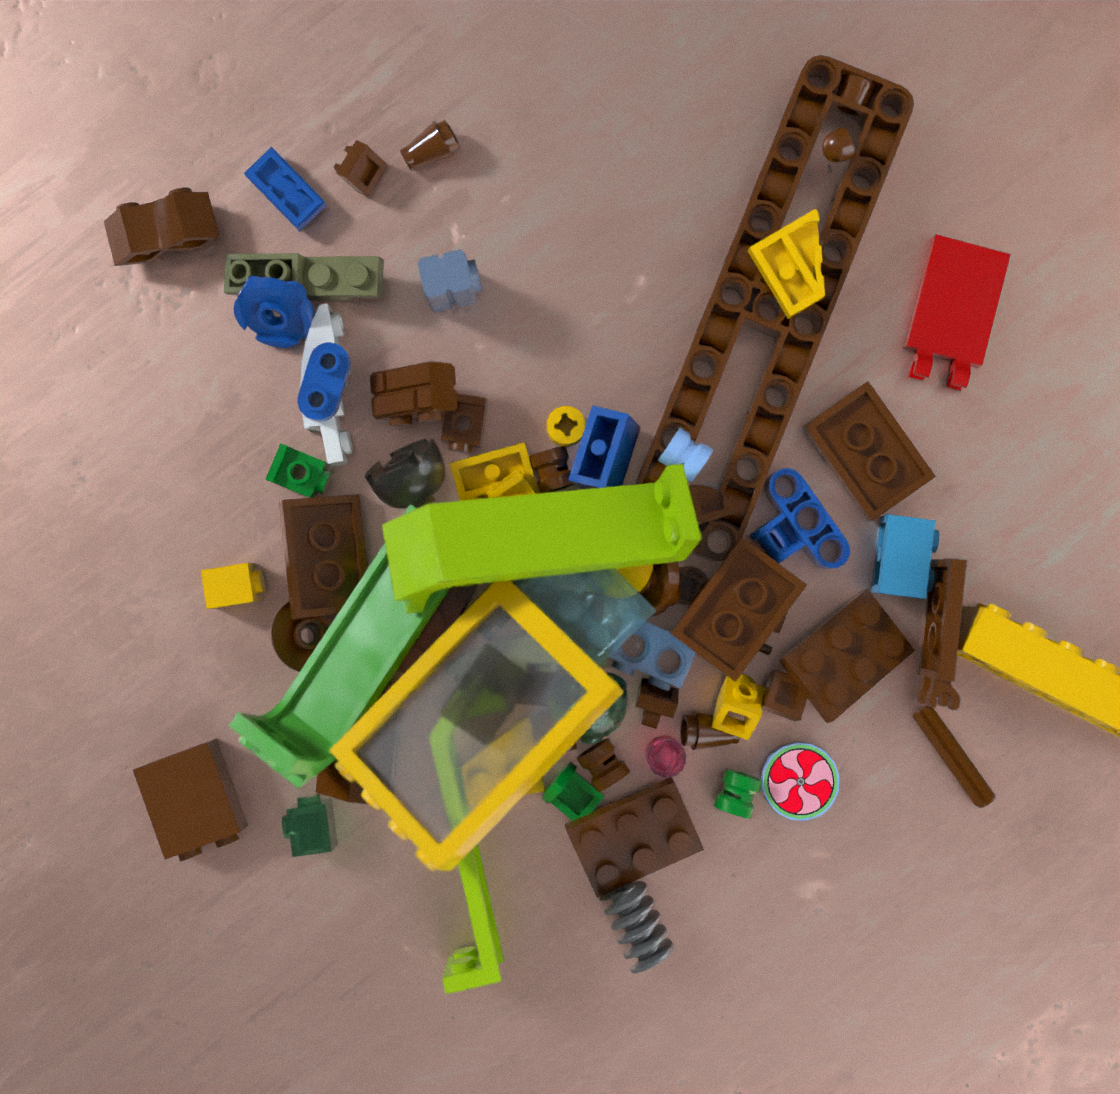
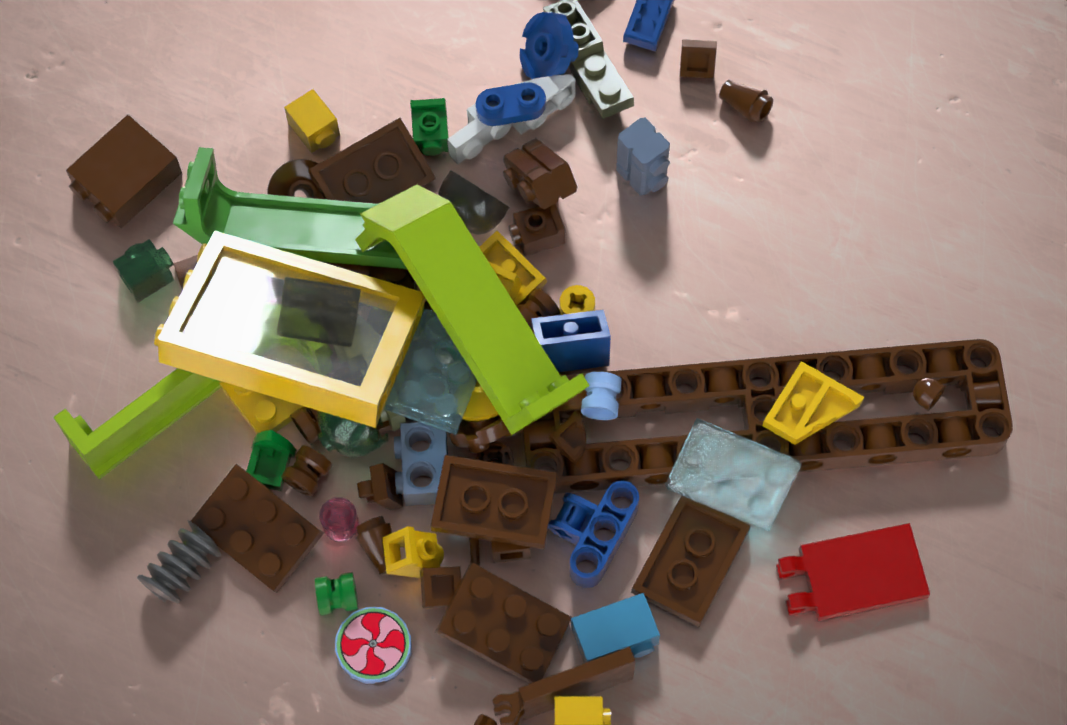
camera: 65 degrees right, 20 degrees down
(819, 371) = (733, 474): none -> clear light blue plate

